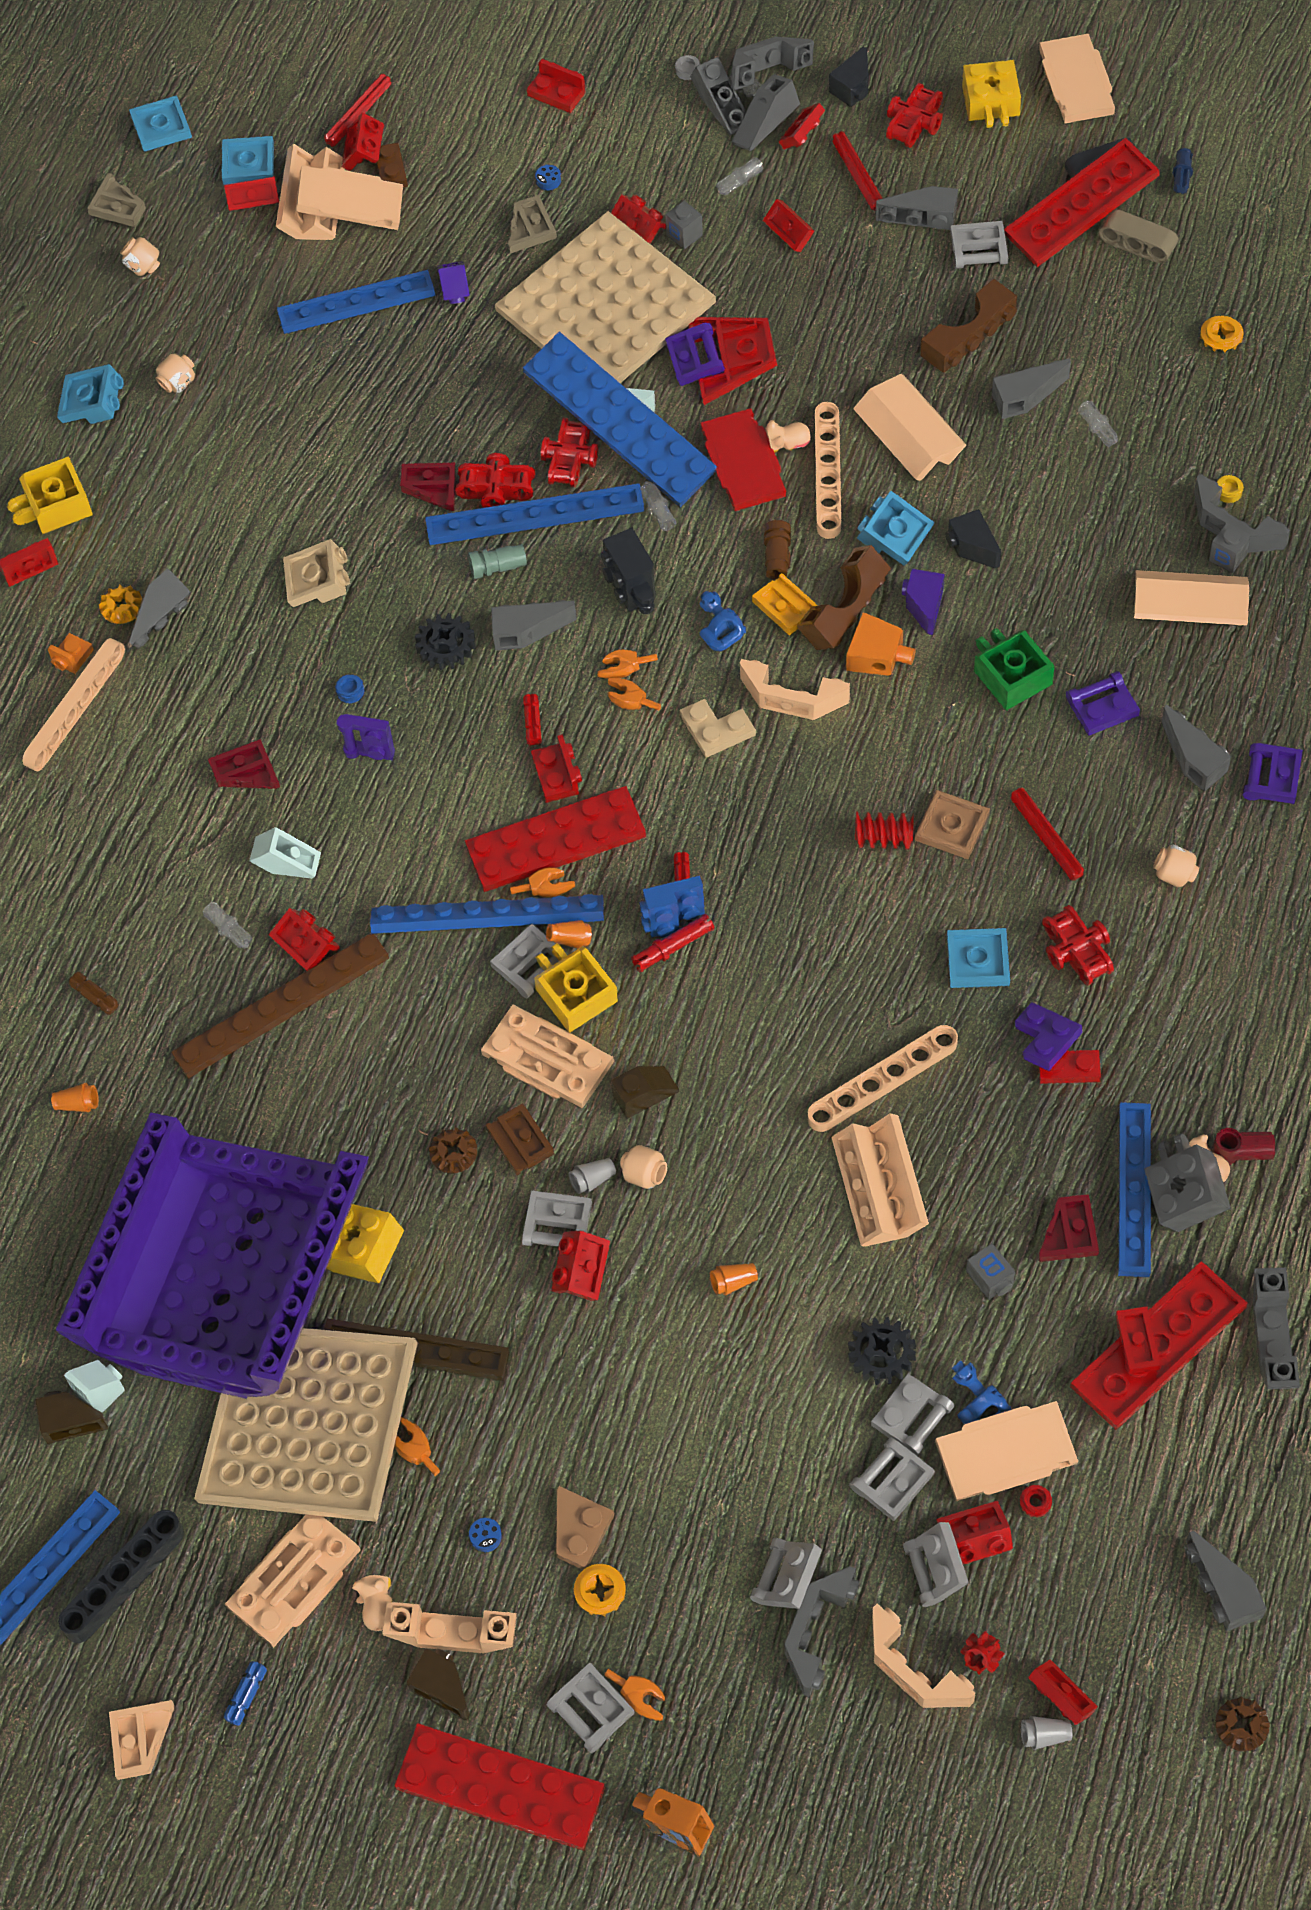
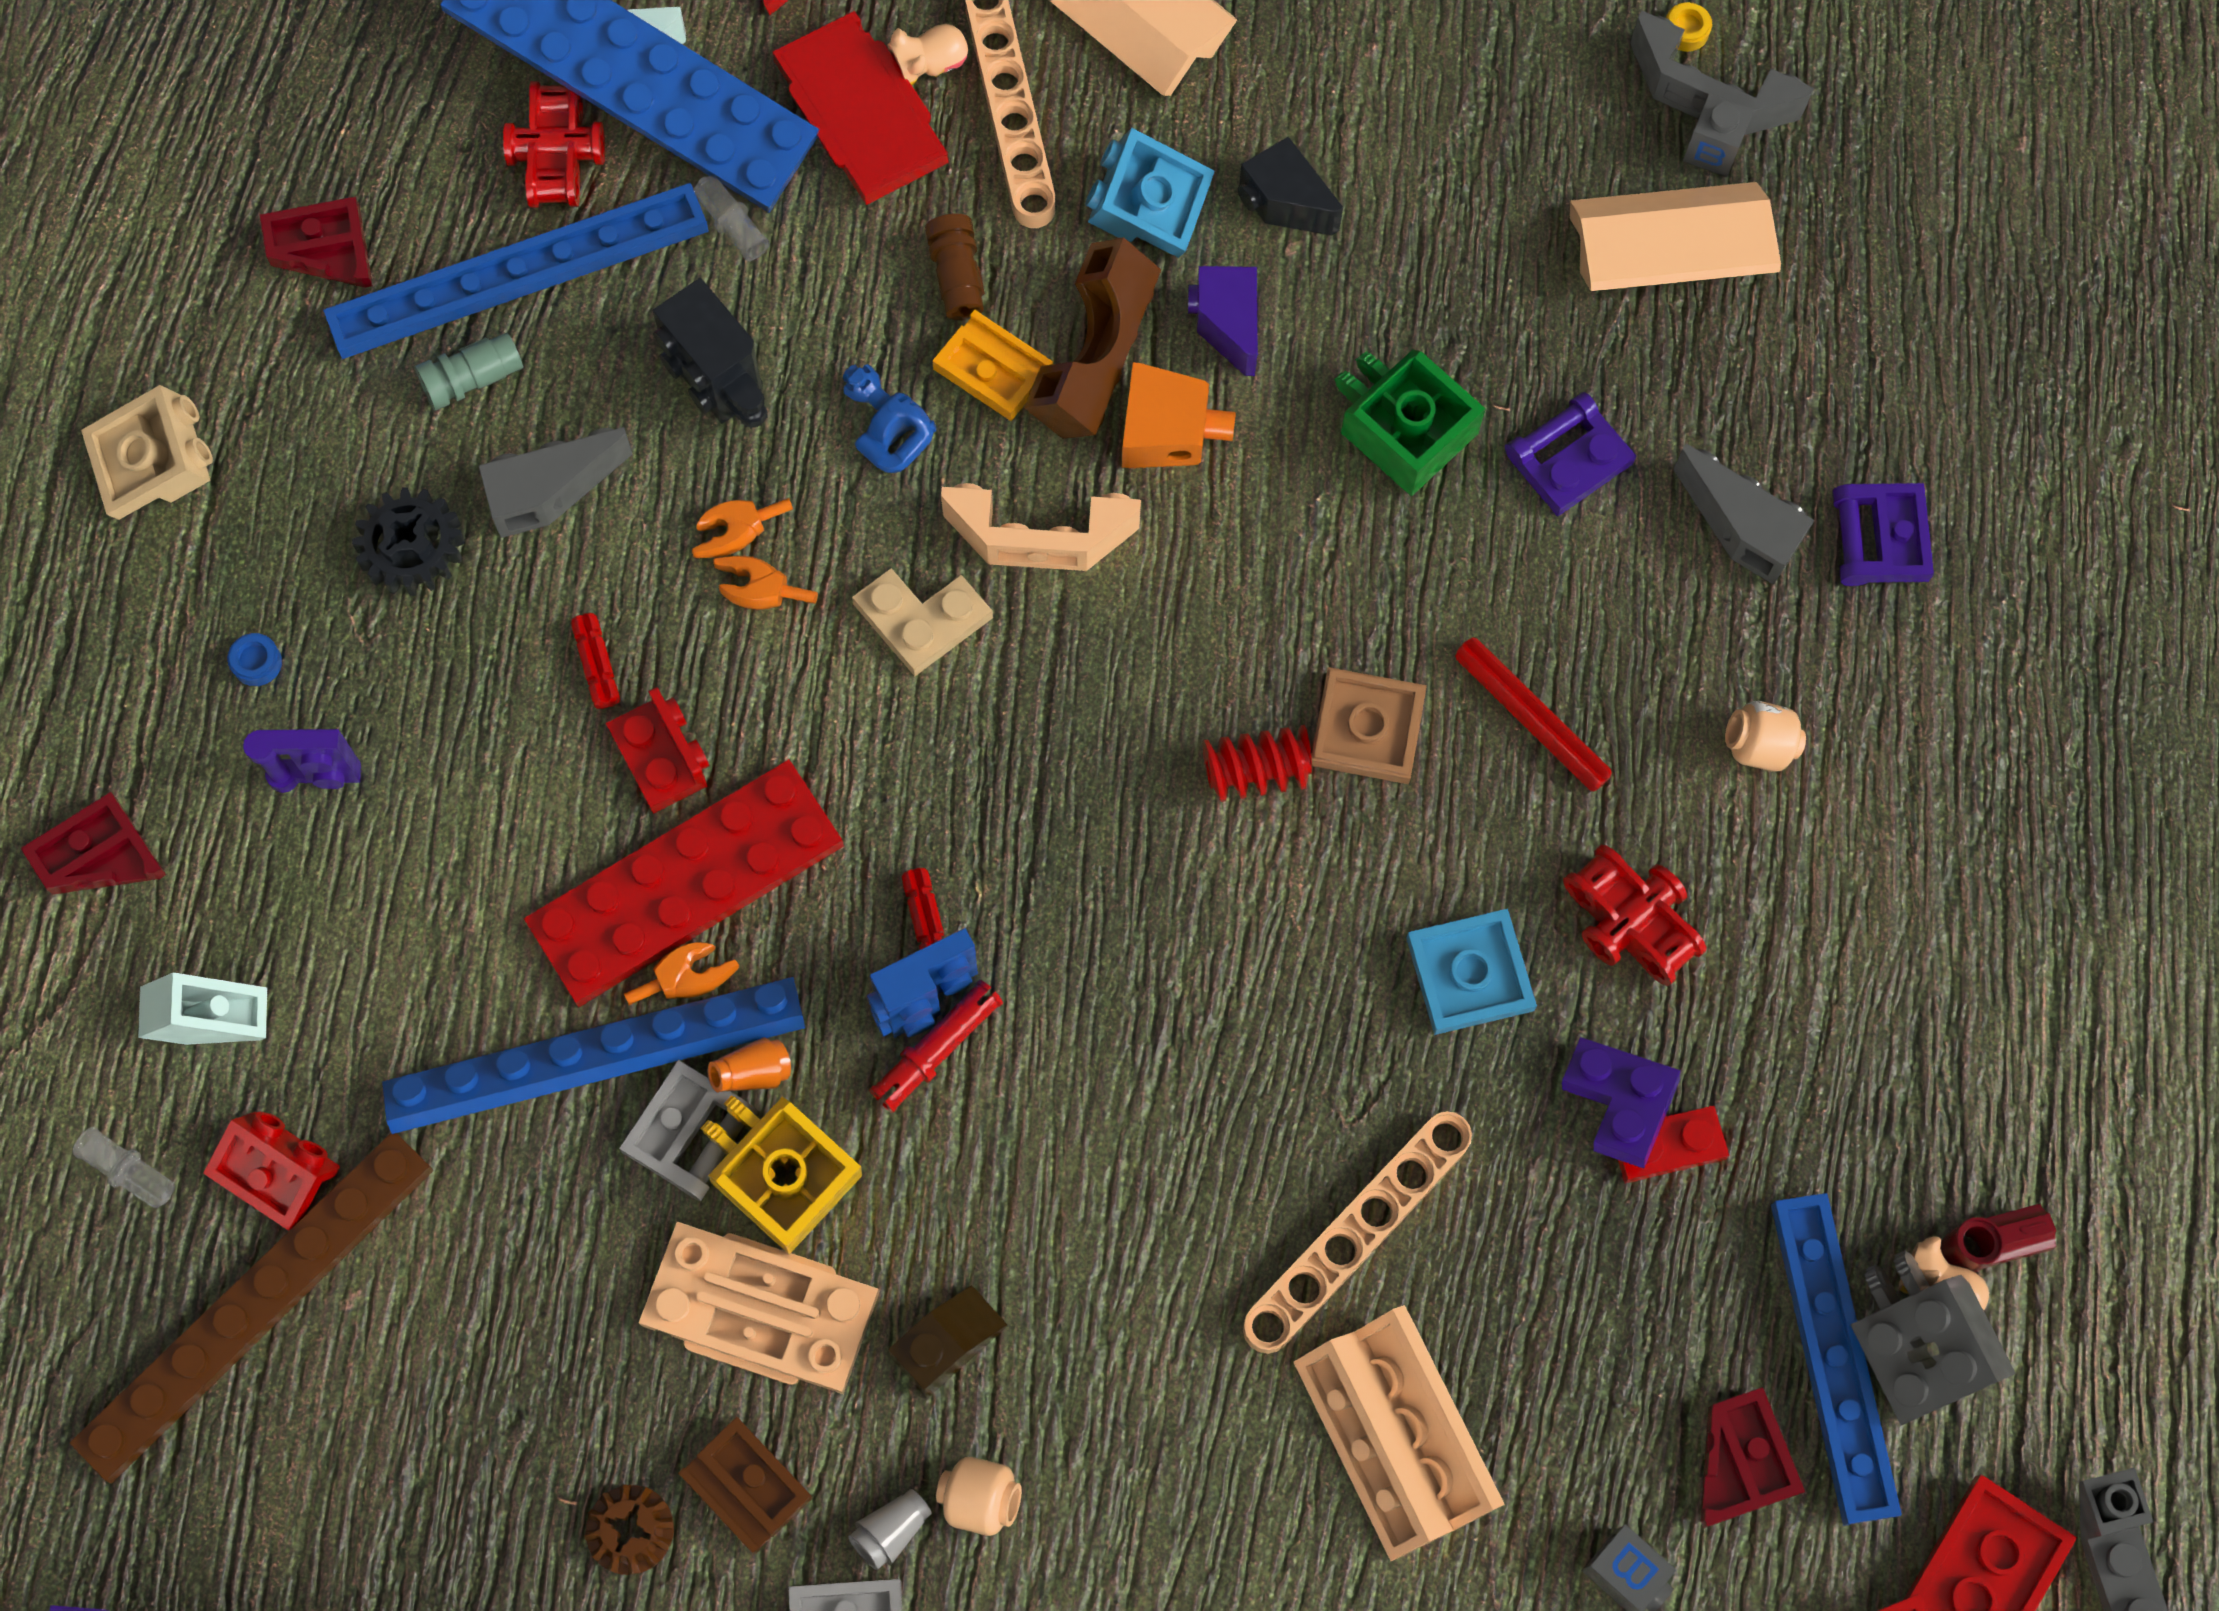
camera: 20 degrees left, 10 degrees up
(495, 481) = (434, 220): red axle -> none

